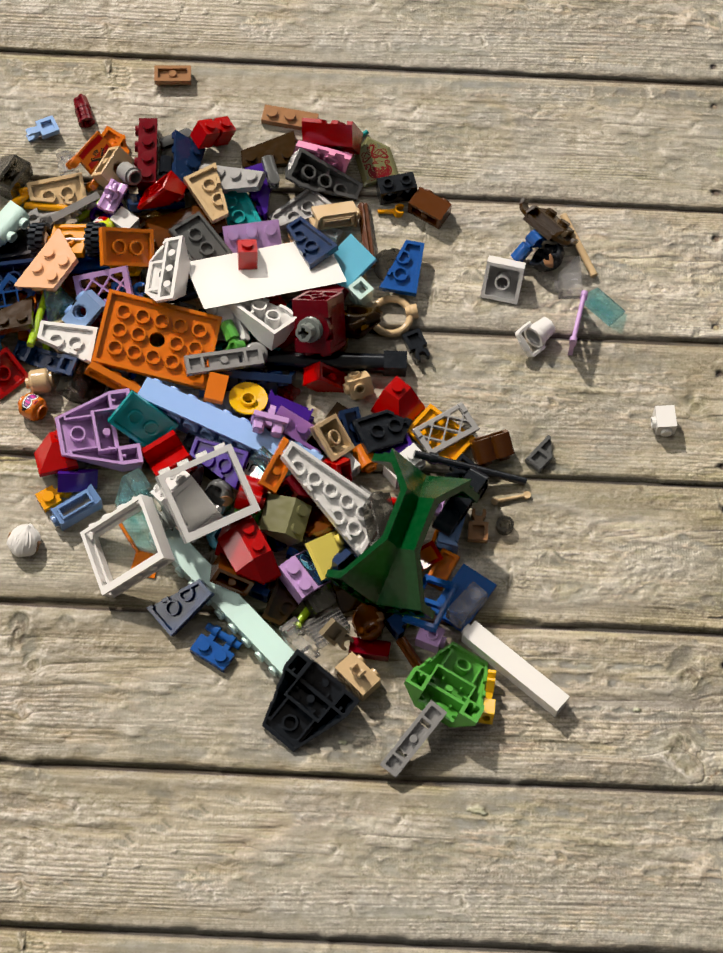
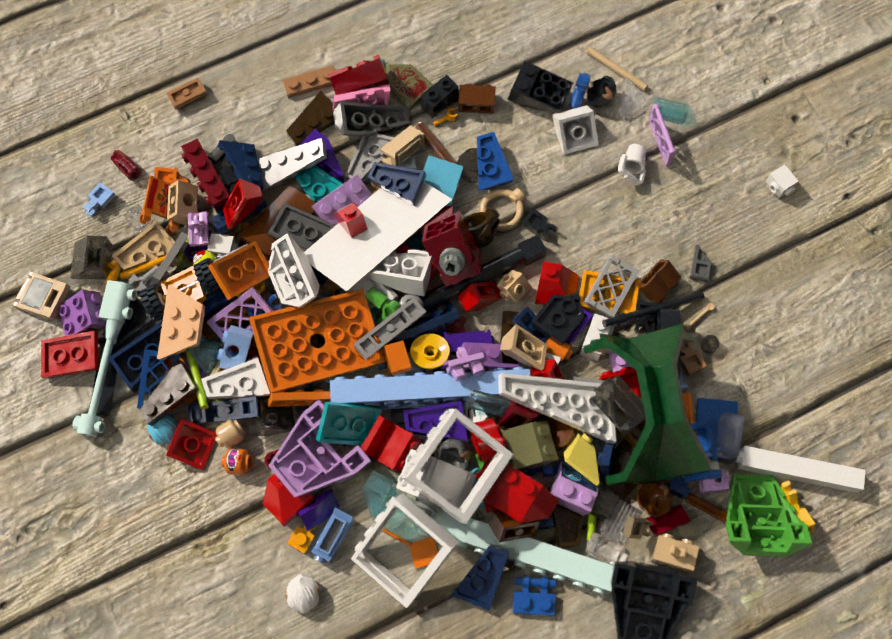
camera: 25 degrees left, 5 degrees up
(129, 173) = (201, 200): light grey brick -> none
(207, 191) = (282, 182): tan wing -> none
(213, 132) = (253, 126): red piece -> none
(271, 171) = (325, 133): dark grey bar -> none
(275, 470) = (498, 405): orange plate -> none
(358, 294) = (464, 205): light aqua brick -> none
(413, 738) = (762, 586): light grey hinge -> none
(491, 226) = (539, 89): none -> black slope
(547, 223) = (585, 63): dark brown plate -> none

